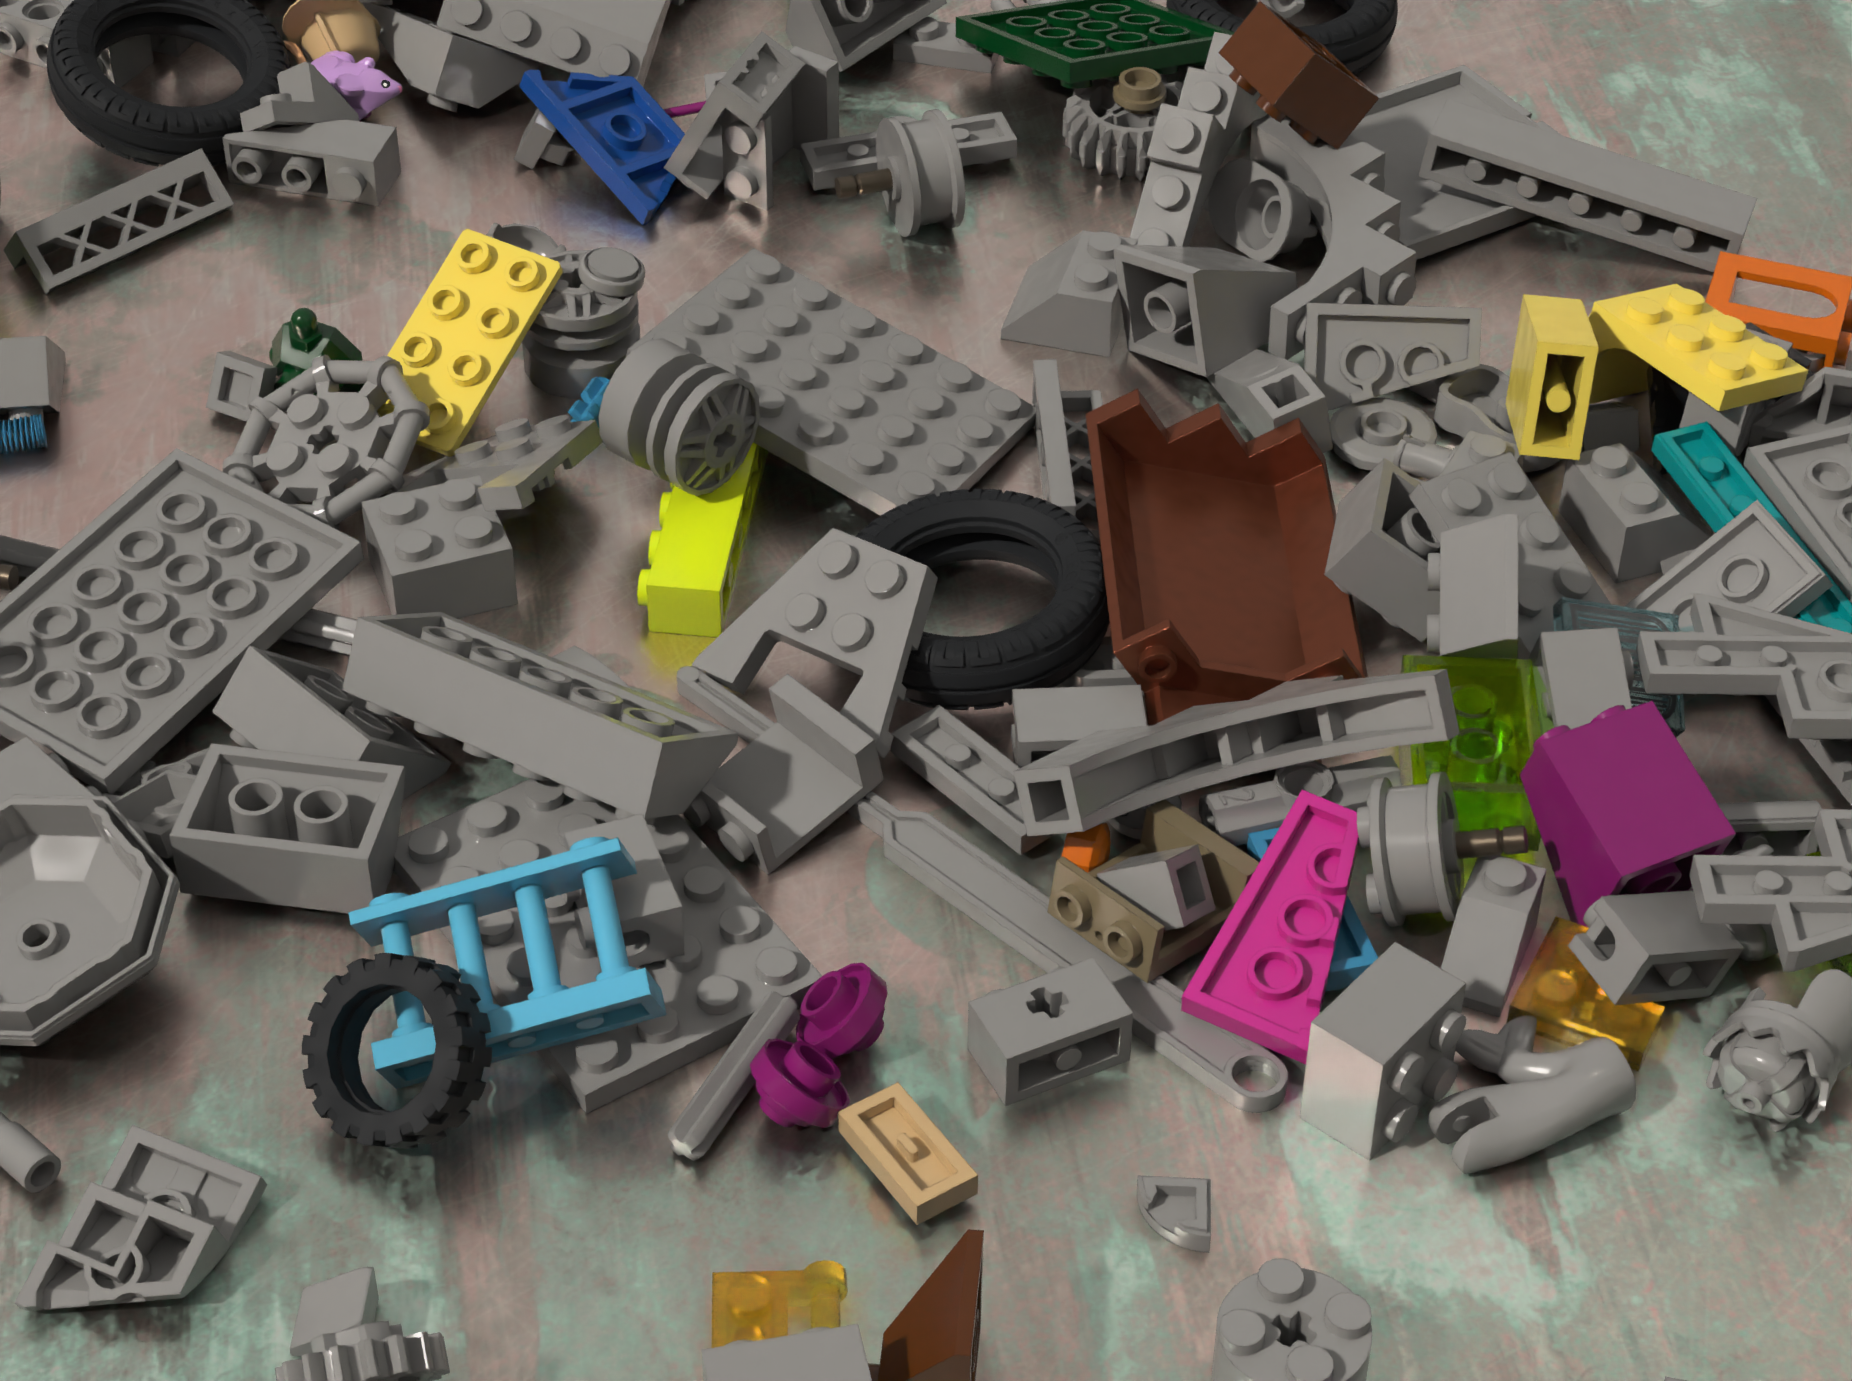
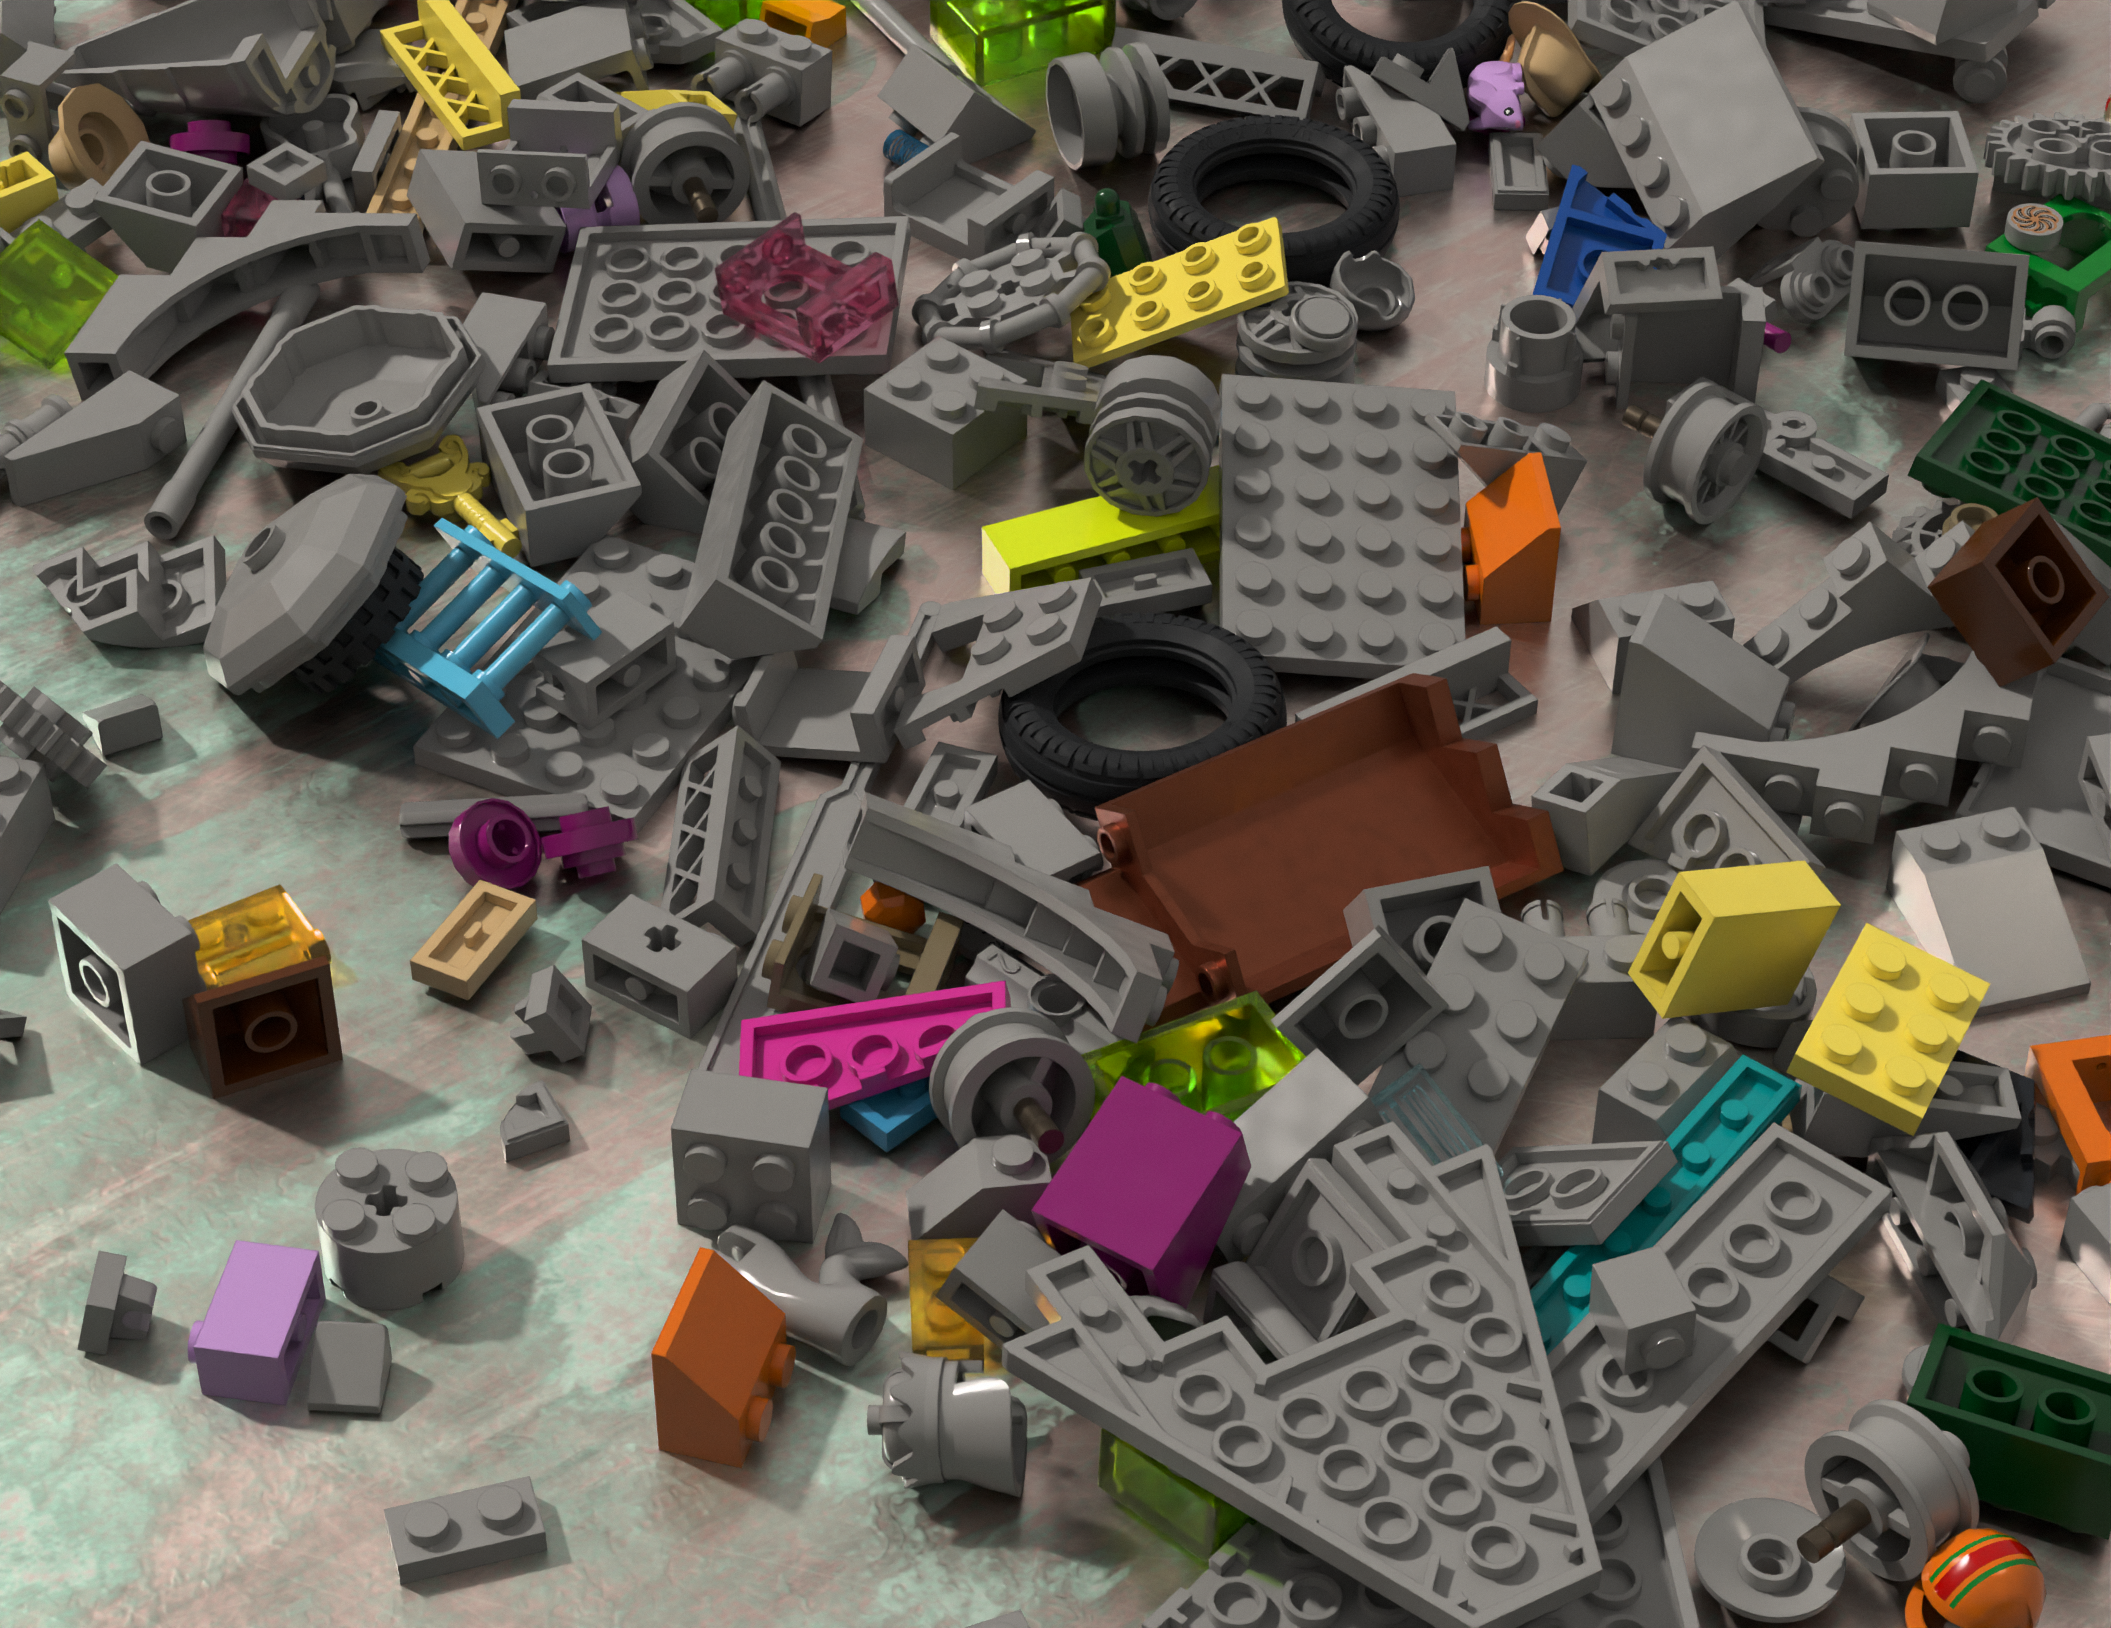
camera: 60 degrees right, 0 degrees up
(126, 281) = (1107, 105): none -> light grey wheel
(128, 435) = (961, 205): none -> light grey panel
(186, 535) = (842, 309): none -> clear pink panel
(223, 925) = (452, 491): none -> light yellow piece
(327, 205) = (1279, 150): none -> black tyre
(384, 1066) = (303, 581): none -> light grey rock
(428, 127) = (1517, 171): none -> light grey tile
(693, 209) = (1534, 355): none -> light grey piece
(724, 35) = (1814, 277): none -> light grey bracket
(777, 534) = (1151, 584): none -> light grey plate
(848, 262) = (1495, 446): none -> light grey slope
(897, 905) = (733, 824): none -> light grey fence
(940, 297) = (1512, 546): none -> orange slope
(1064, 1128) = (553, 1017): none -> light grey tile
(1498, 258) = (1989, 906): none -> light grey slope
(1620, 1187) = (718, 1364): none -> orange slope
(1729, 738) = (1311, 1248): none -> light grey tile

